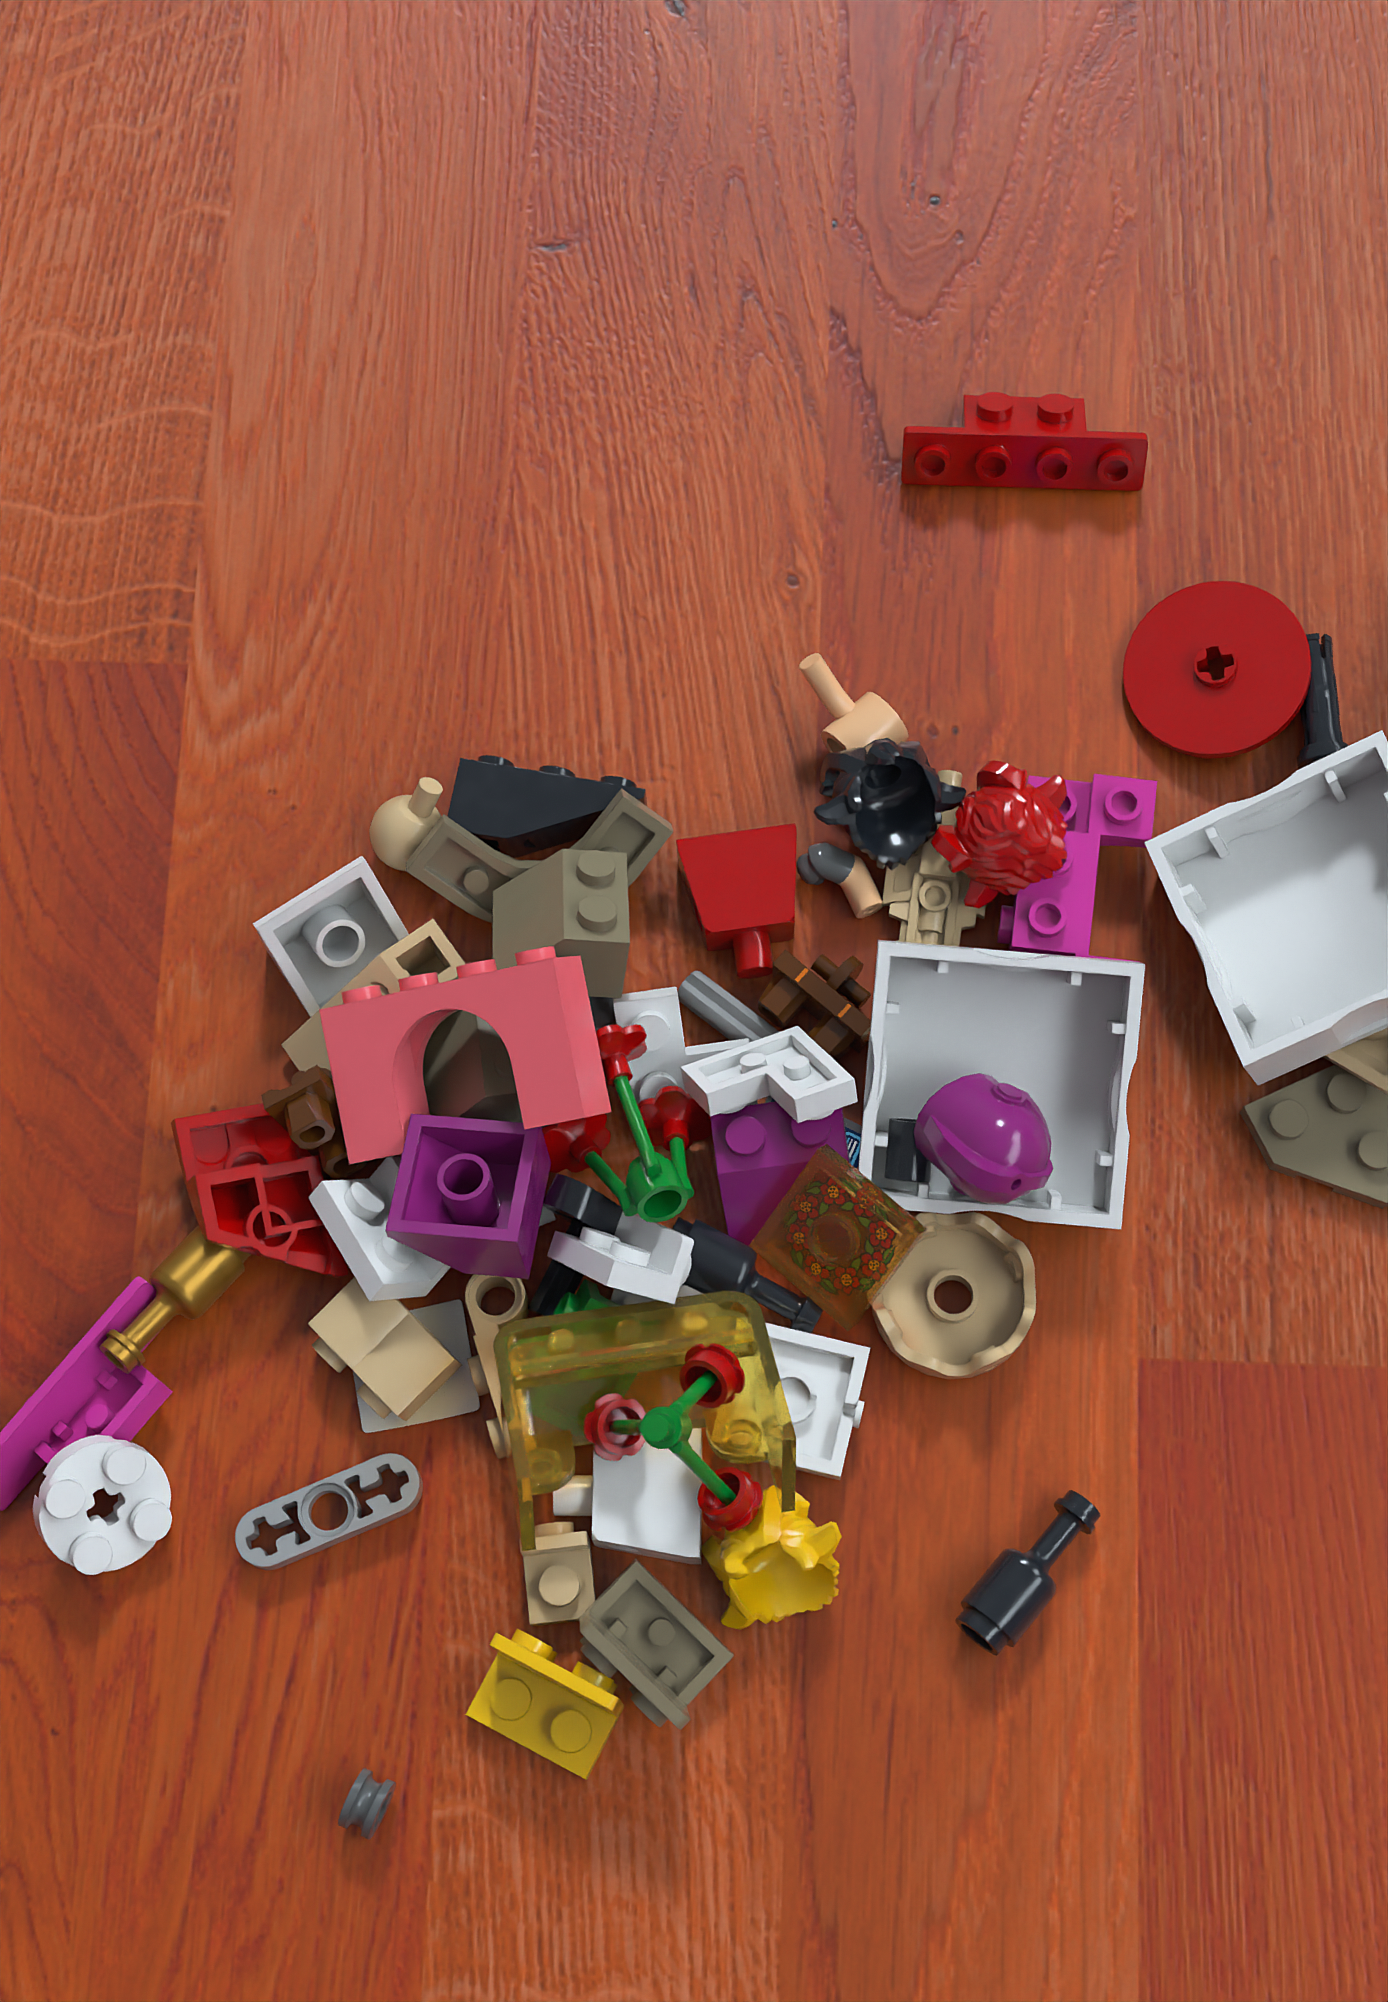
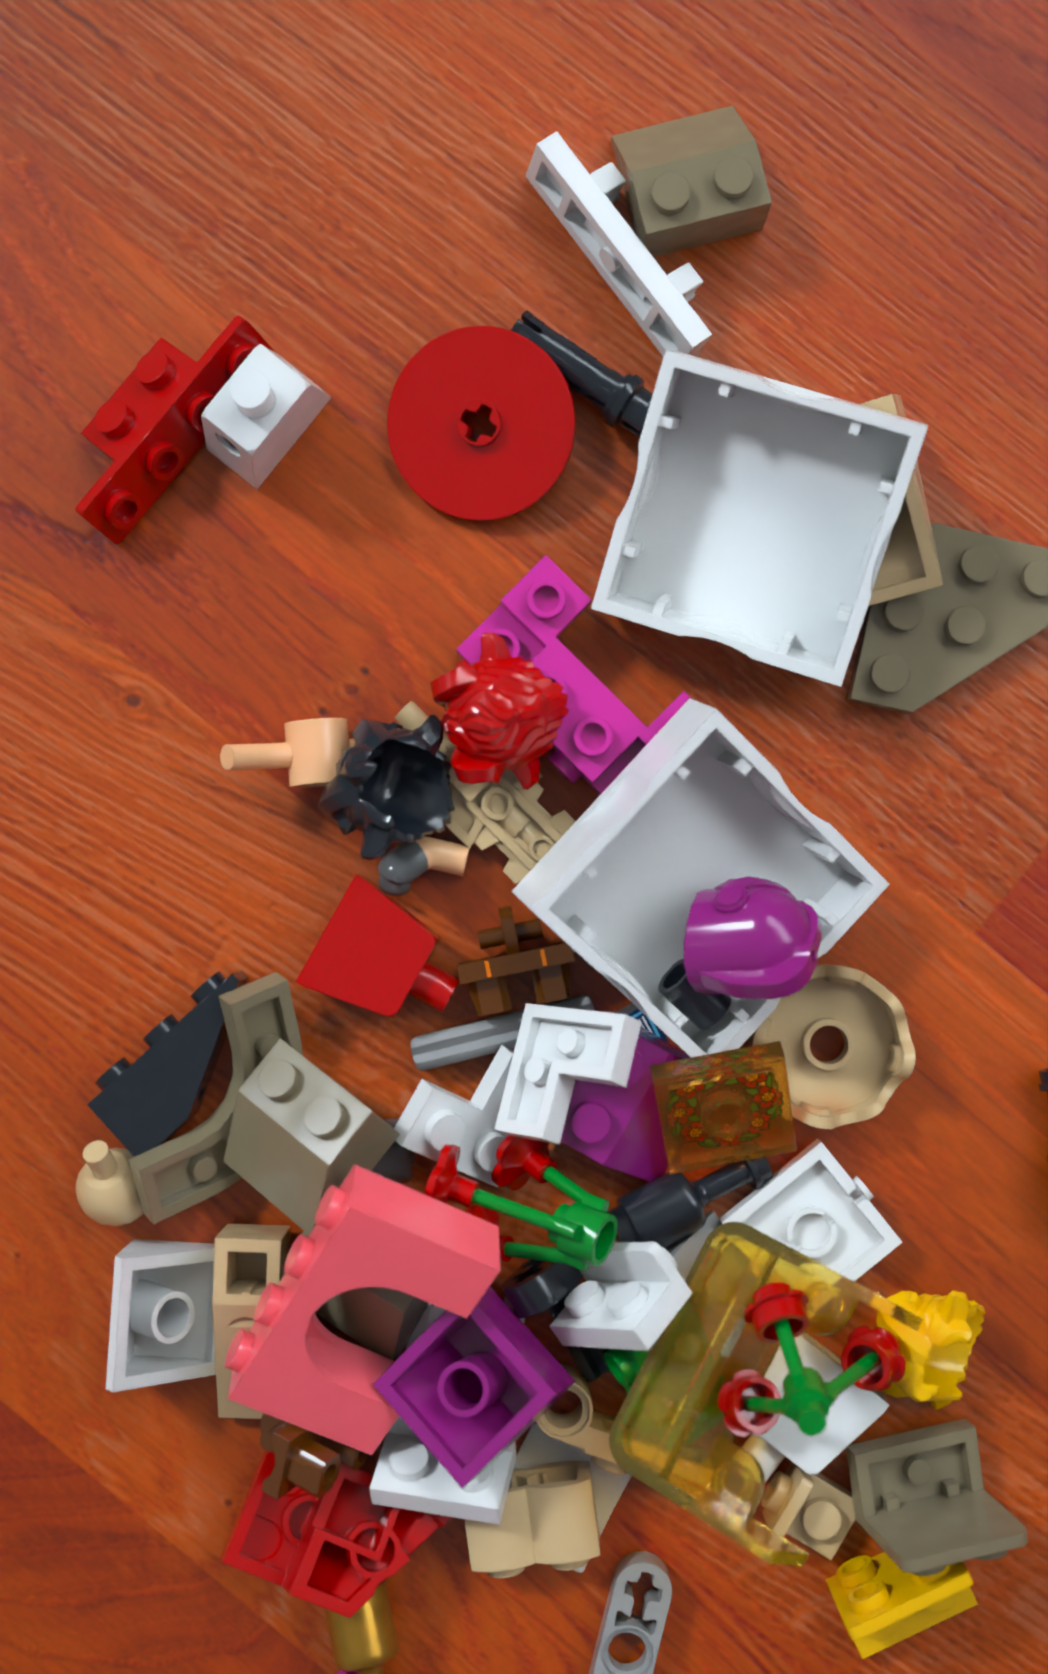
camera: 55 degrees left, 15 degrees up
(1087, 504) = (261, 414): none -> white torso

